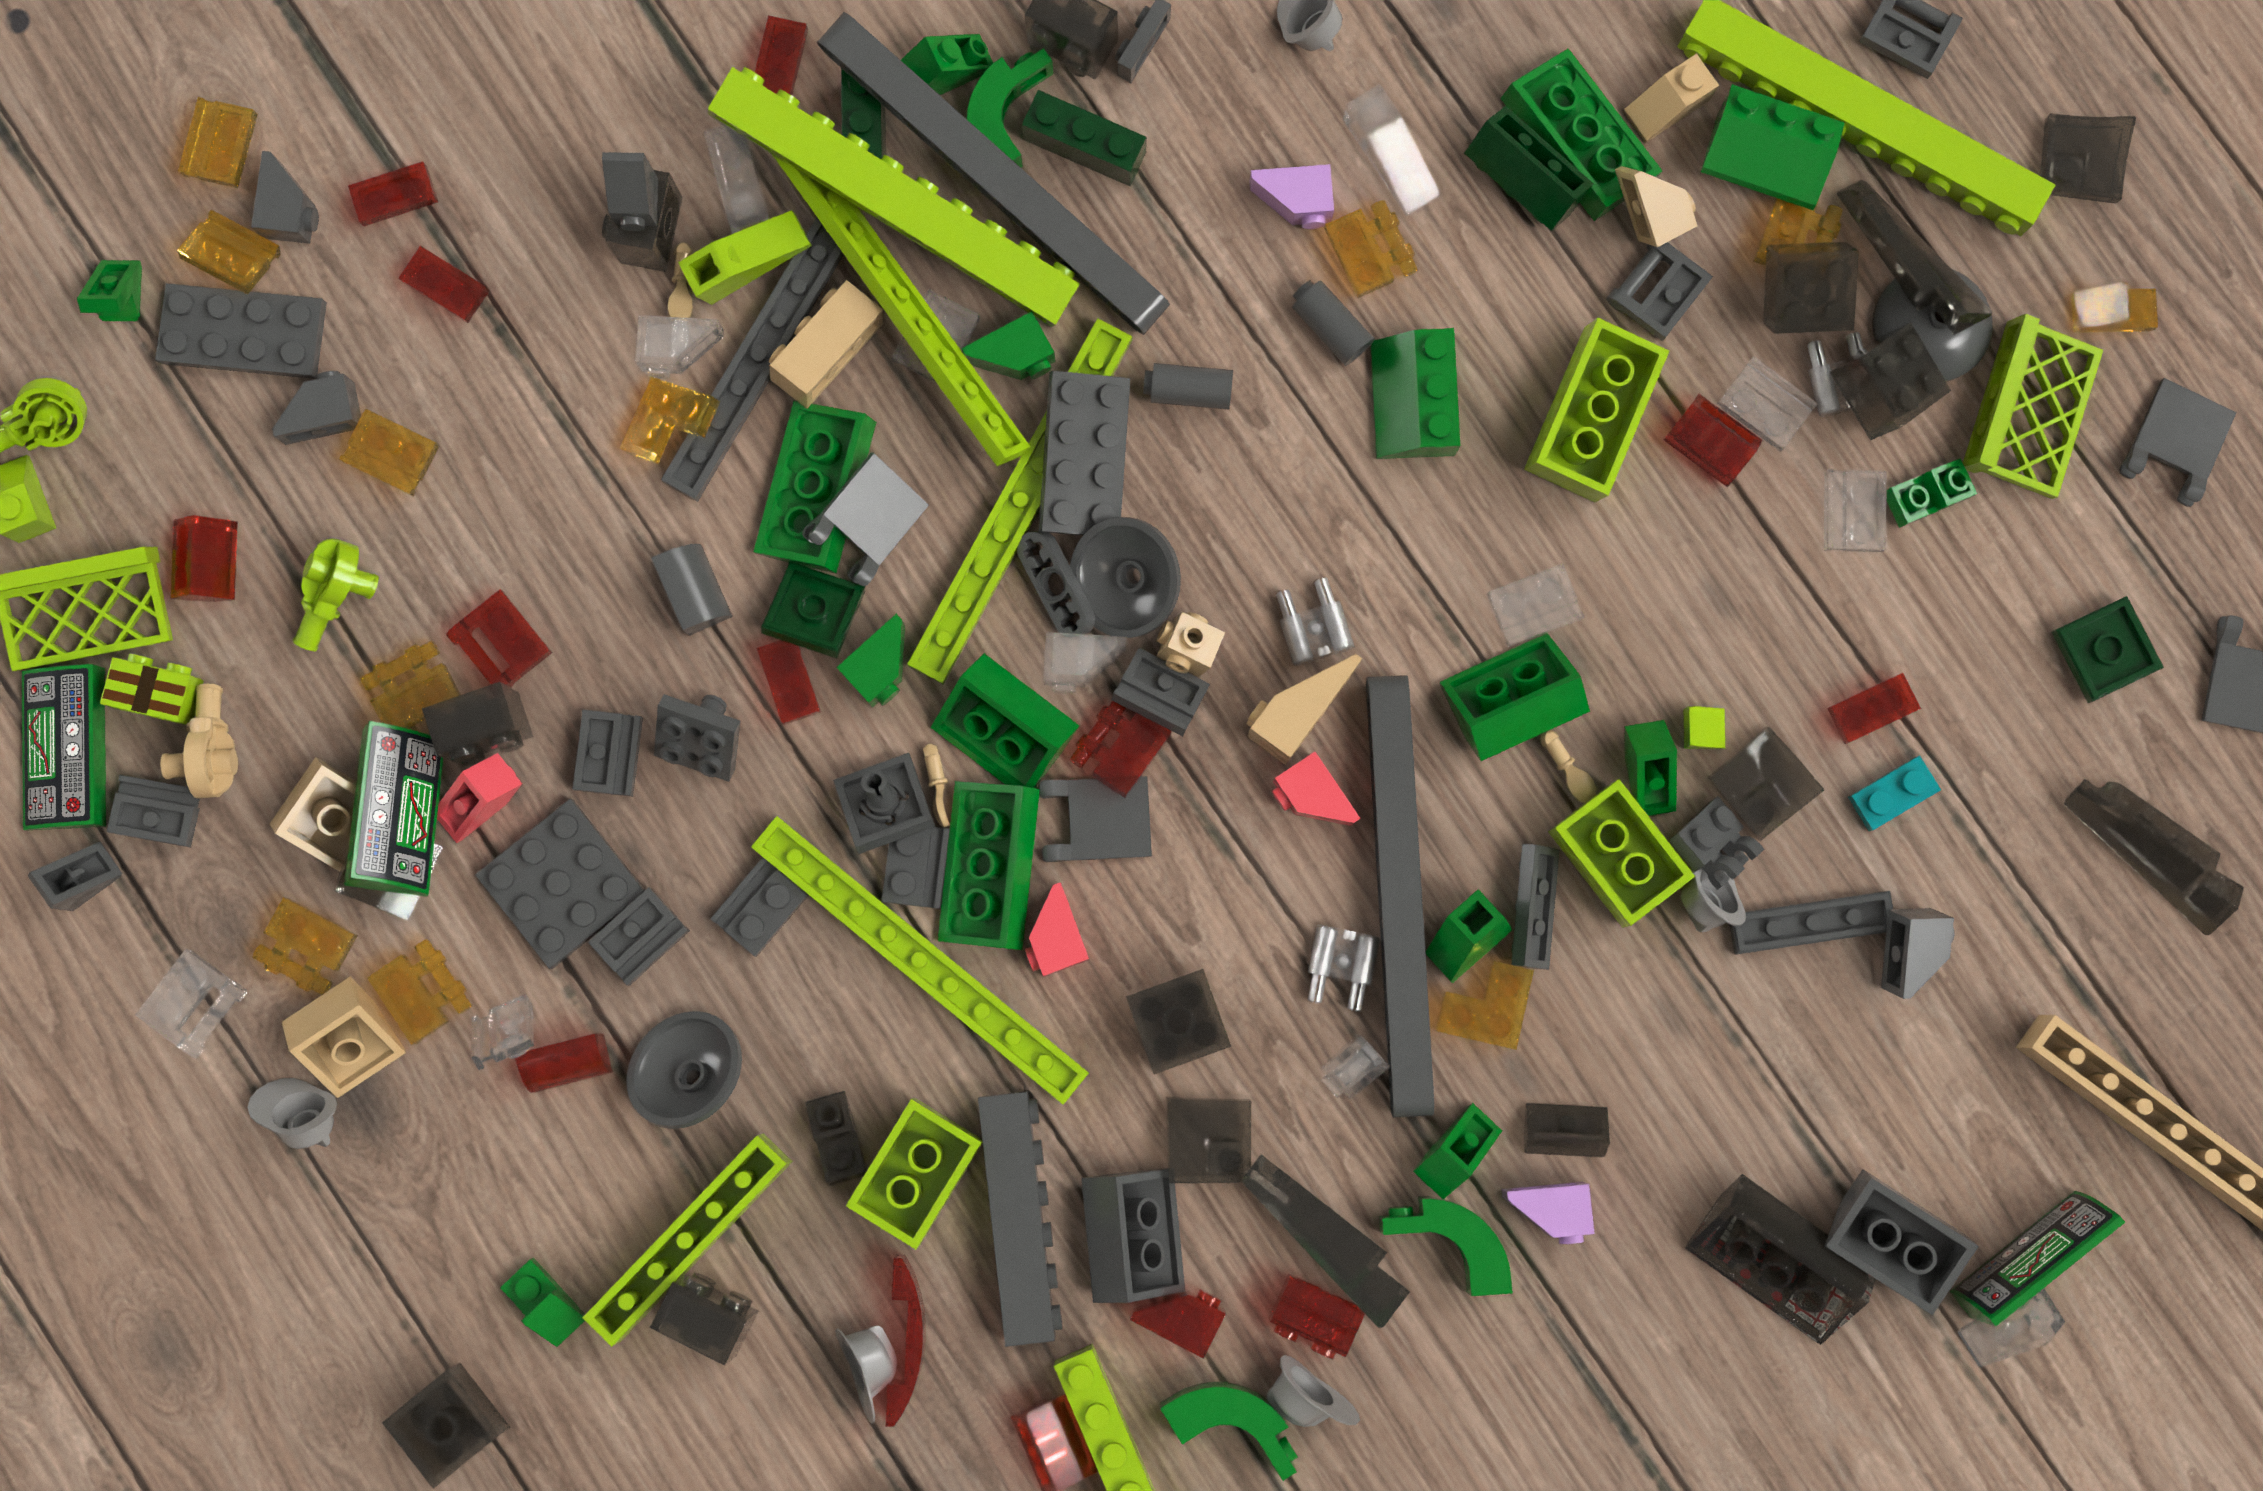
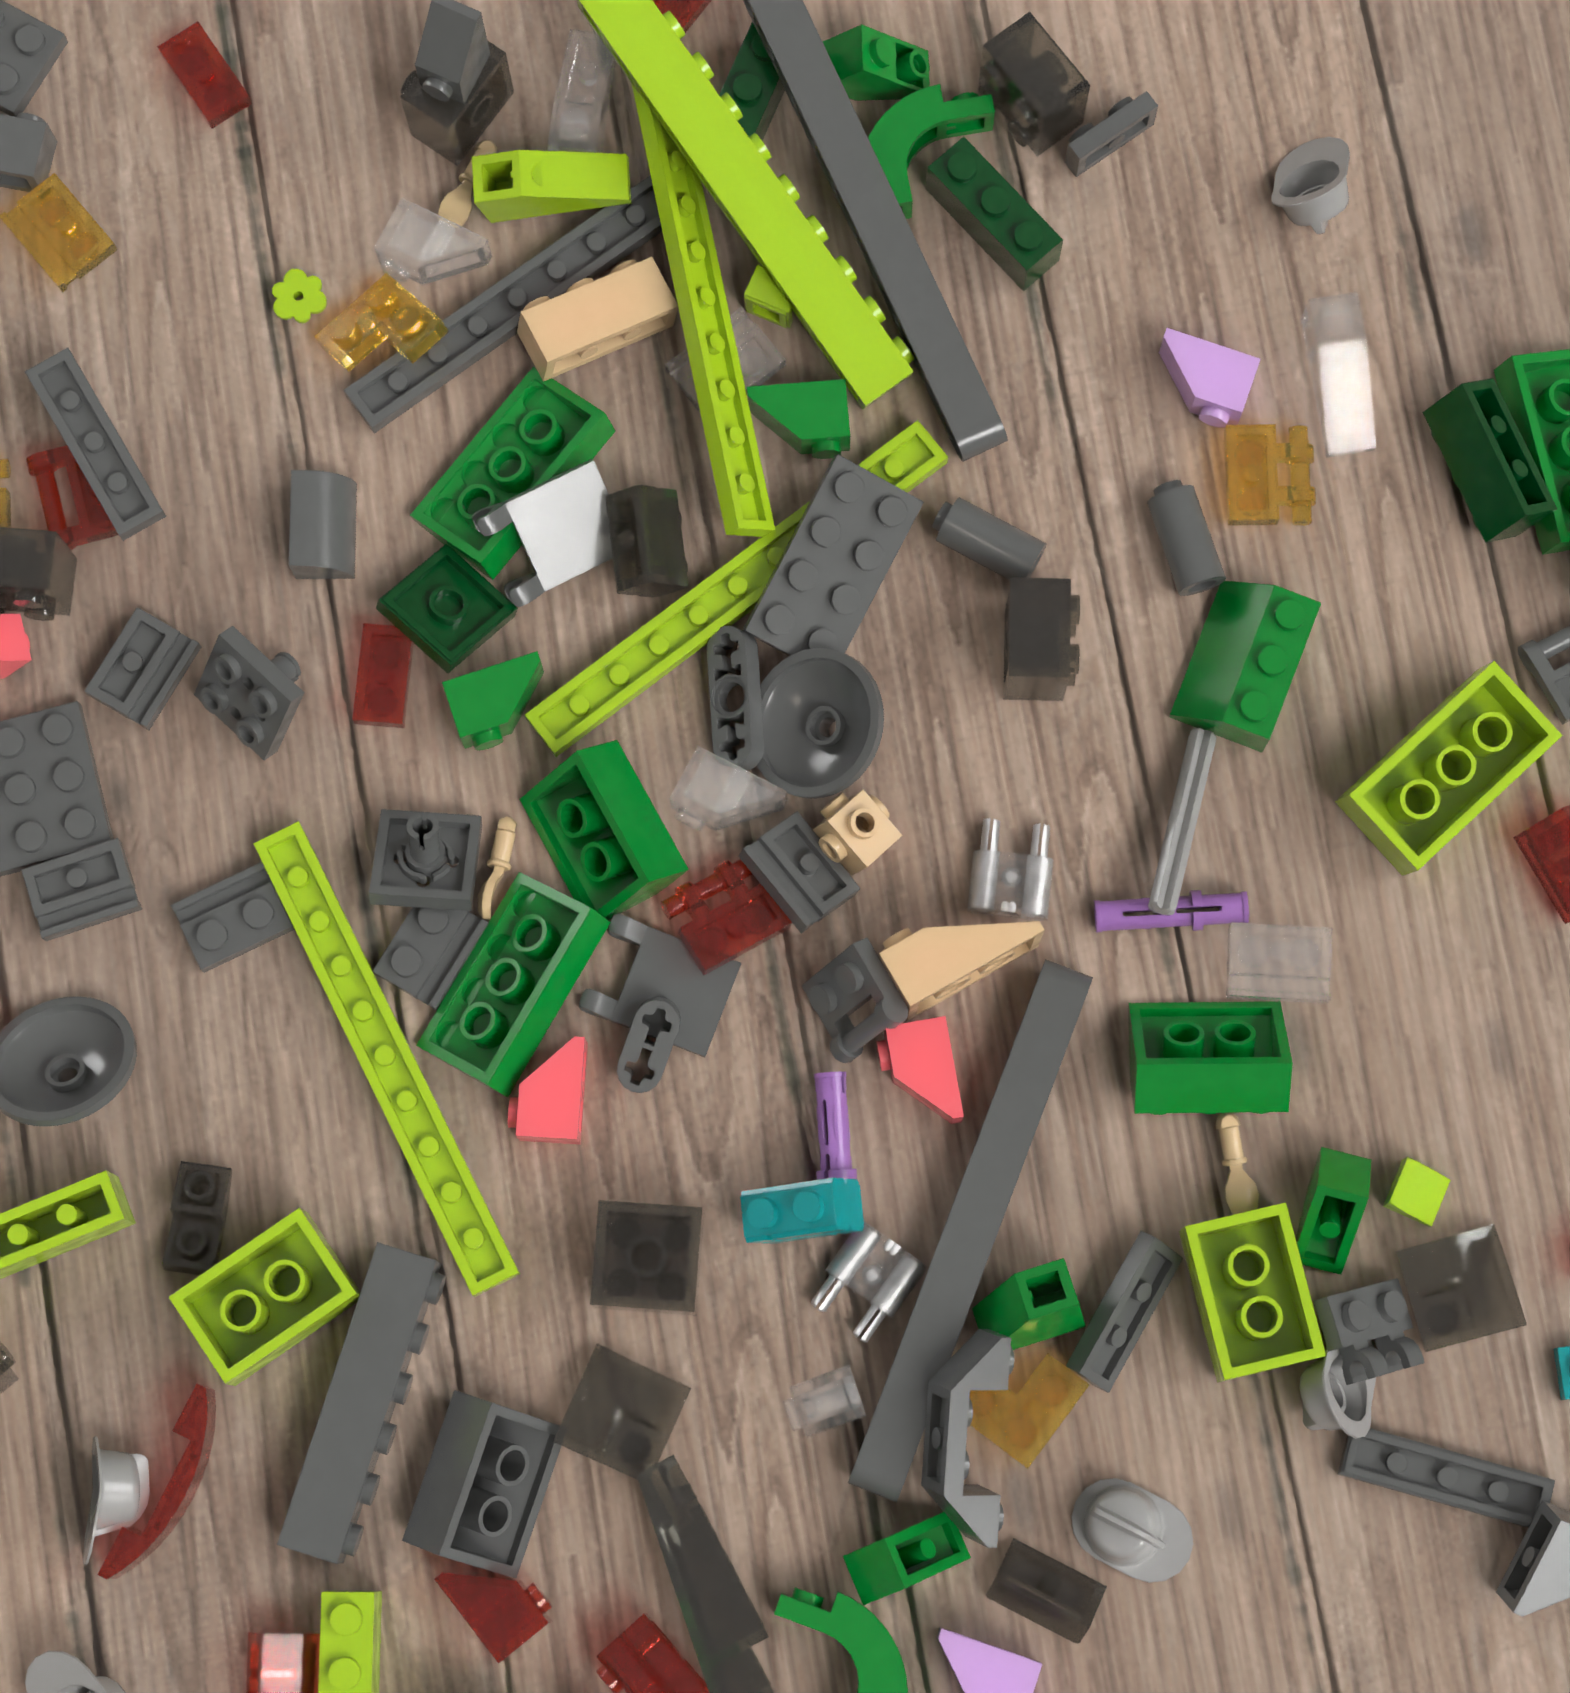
camera: 25 degrees right, 5 degrees down
(494, 601) = (95, 444): none -> dark grey plate
(586, 415) = (295, 285): none -> lime plant
(939, 496) = (647, 541): none -> clear smoke brick
(945, 275) = (766, 300): none -> lime slope
(1098, 866) = (660, 1048): none -> dark grey beam
(1233, 761) = (844, 988): none -> dark grey plate
(1260, 443) = (1037, 636): none -> clear smoke brick
(1274, 938) = (802, 1210): none -> teal brick
(1280, 889) = (833, 1126): none -> medium lavender pin
(1421, 533) = (1182, 822): none -> light grey axle
(1451, 993) = (978, 1365): none -> slope
(1484, 581) = (1231, 907): none -> medium lavender pin
(1607, 1059) = (1132, 1530): none -> light grey piece

